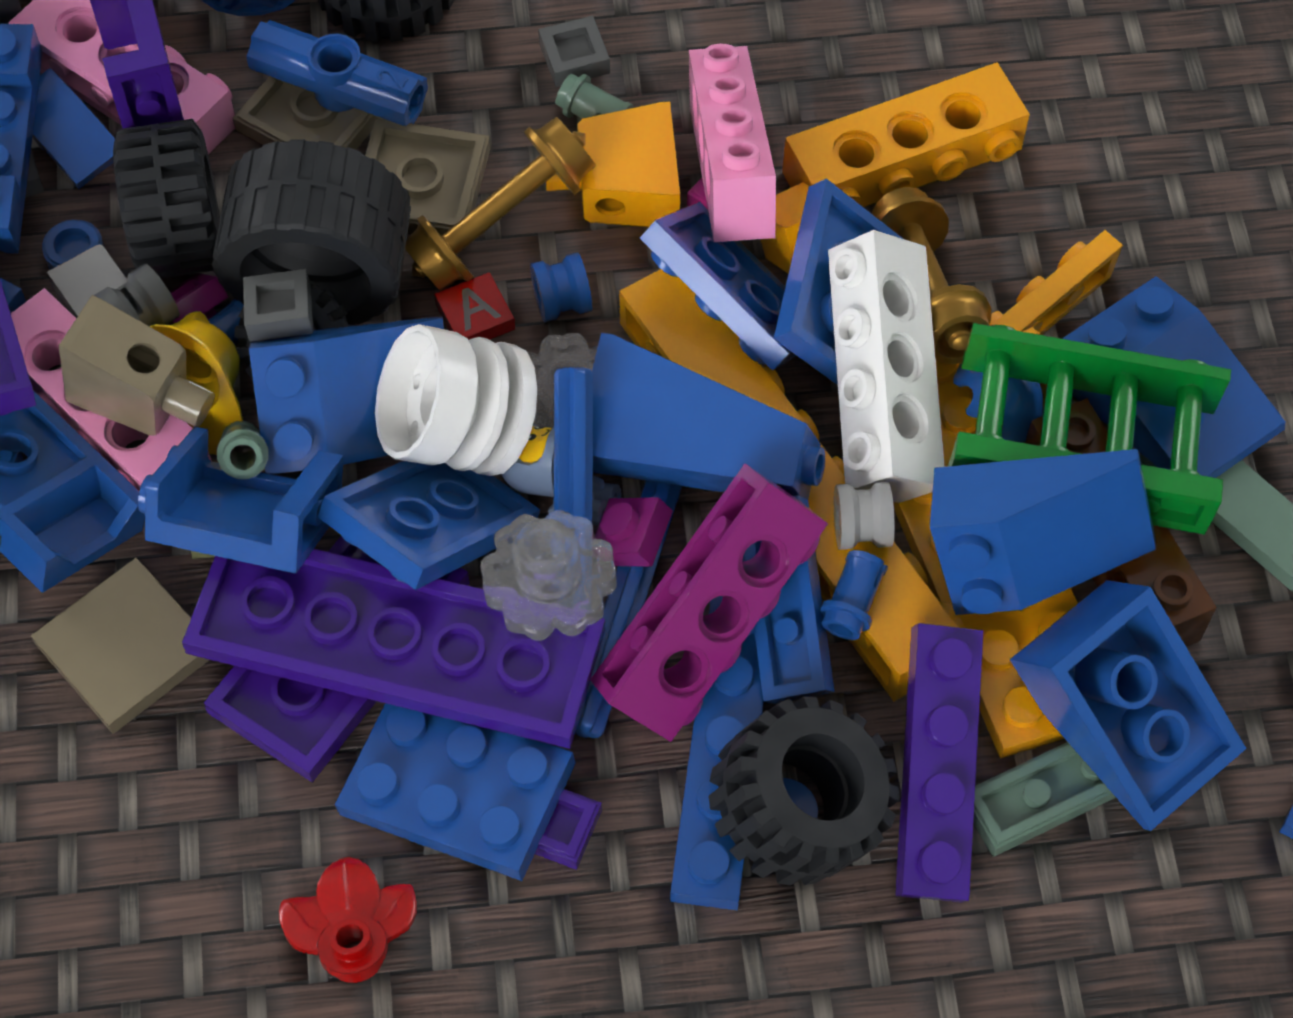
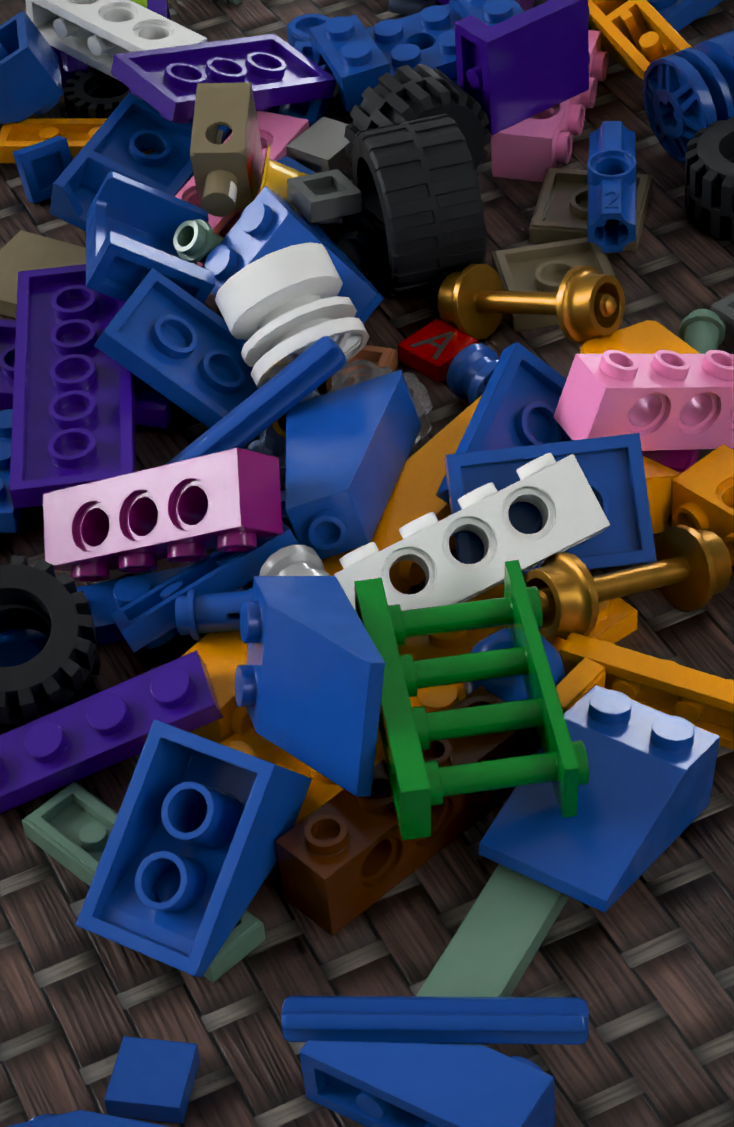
camera: 75 degrees right, 20 degrees down
(143, 297) = (299, 147): dark grey wheel -> none
(548, 575) = (151, 417): clear plant -> none

